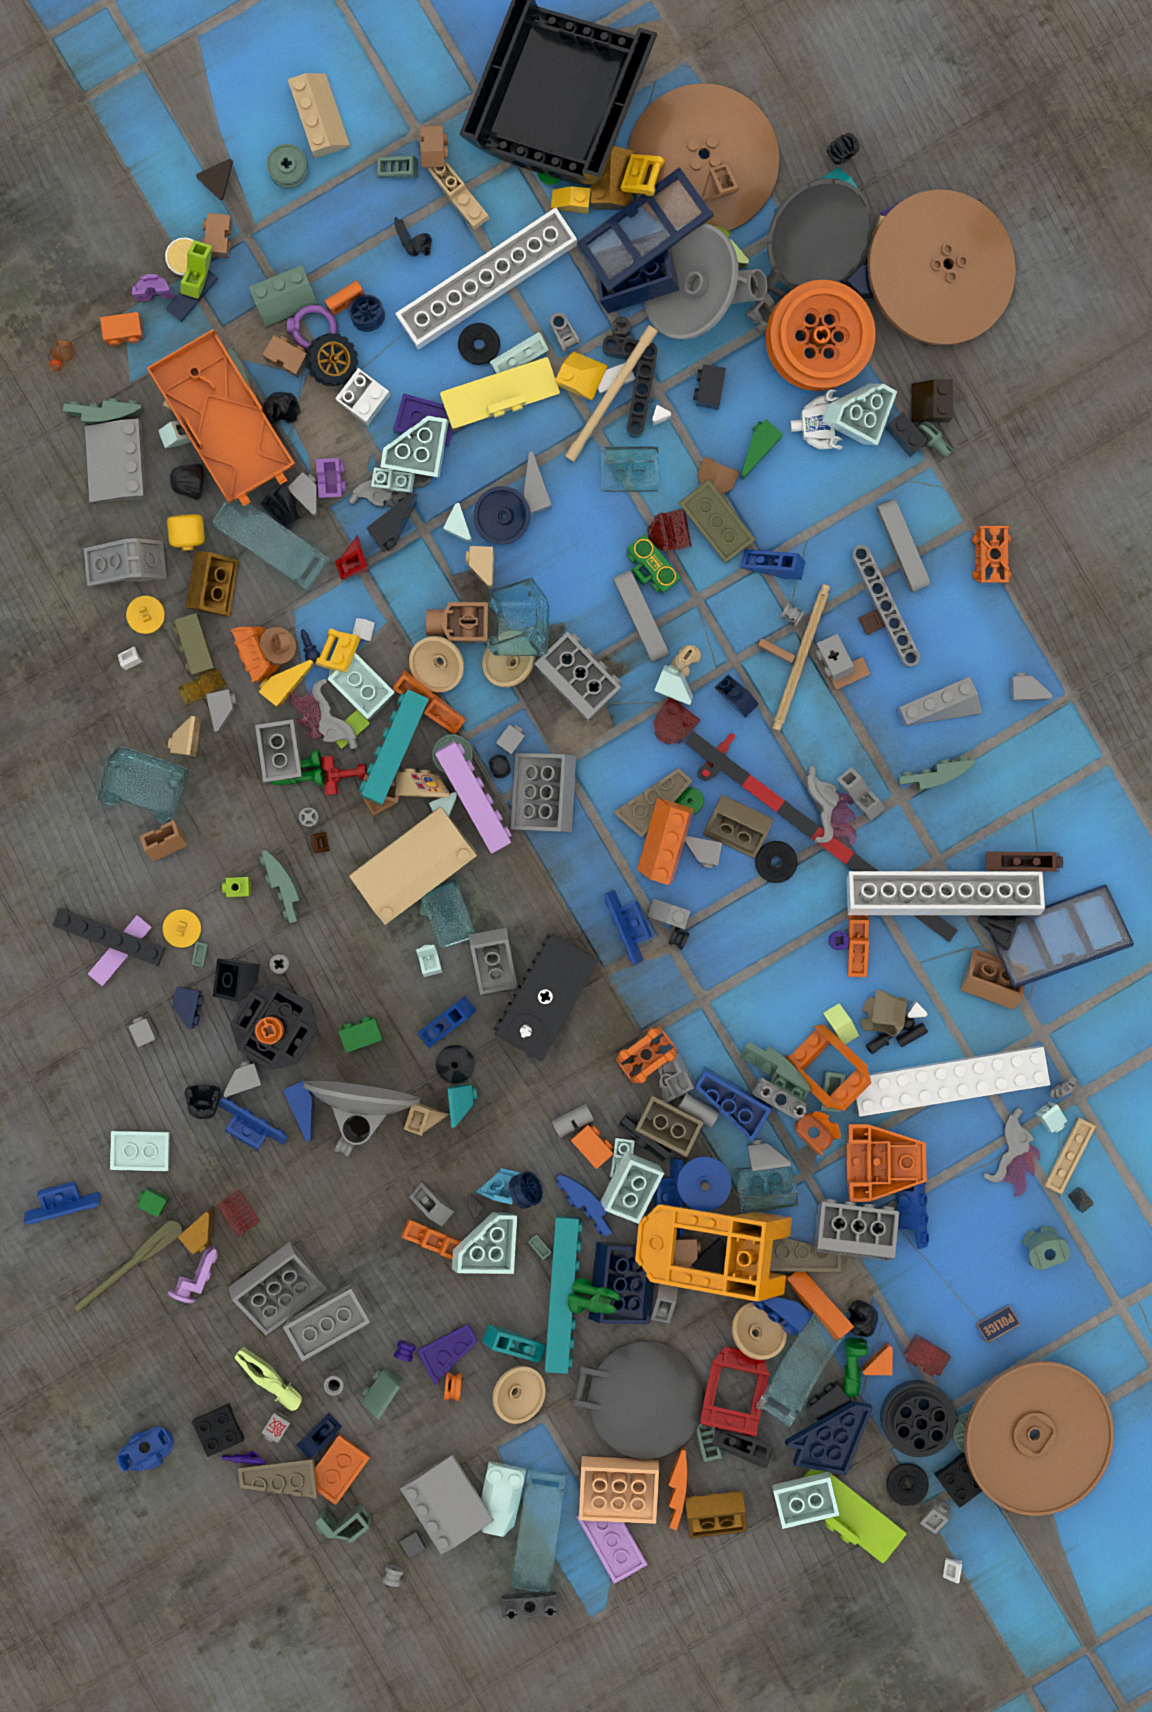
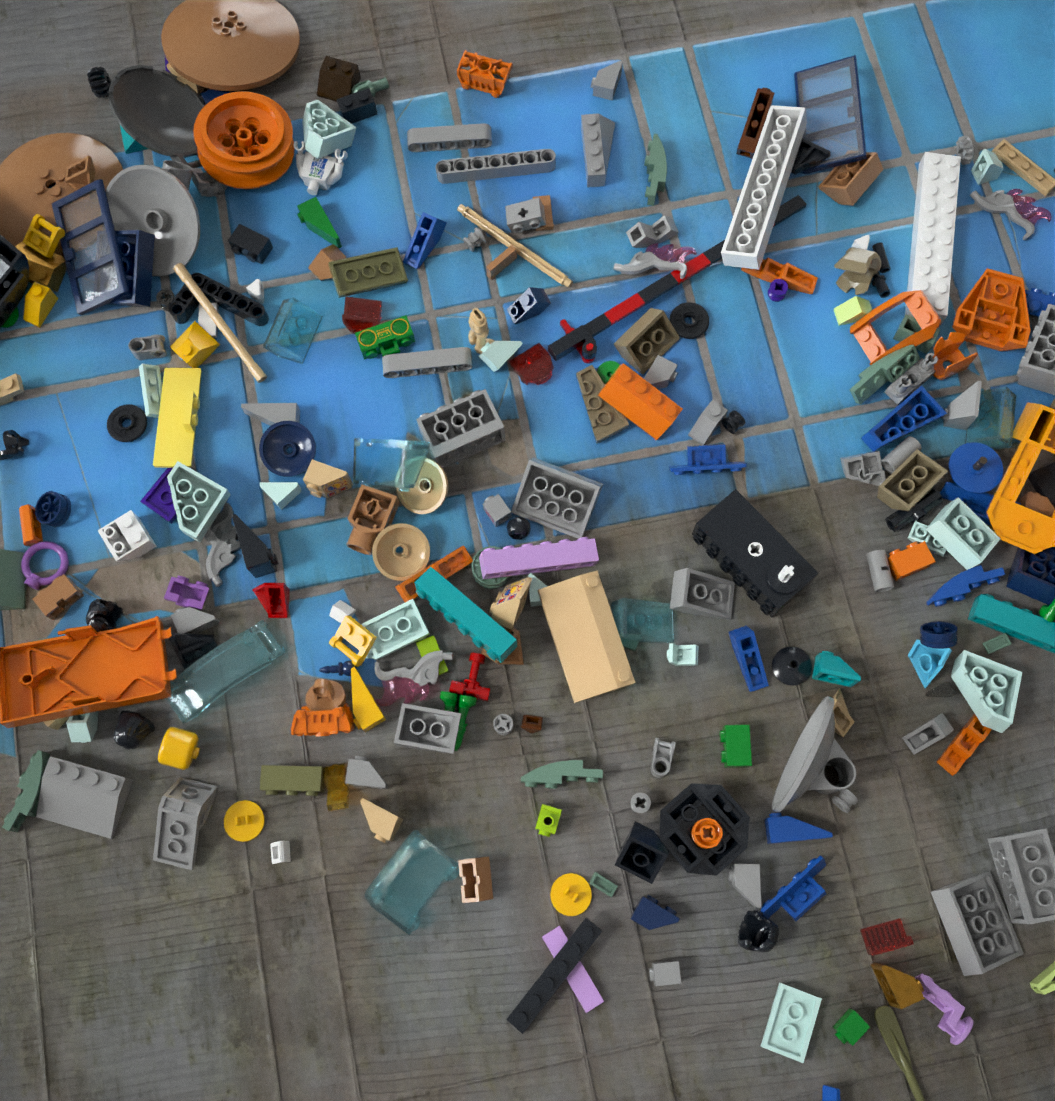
camera: 65 degrees left, 15 degrees down
(212, 583) = (240, 741): pearl gold slope -> none
(329, 970) = (663, 754): none -> light grey piece
(346, 349) = (82, 566): black wheel -> none
(393, 480) = (215, 537): light aqua slope -> none
(486, 278) = (72, 396): white brick -> none
(651, 1064) = (844, 478): orange piece -> none
(871, 622) = (505, 183): reddish brown tile -> none

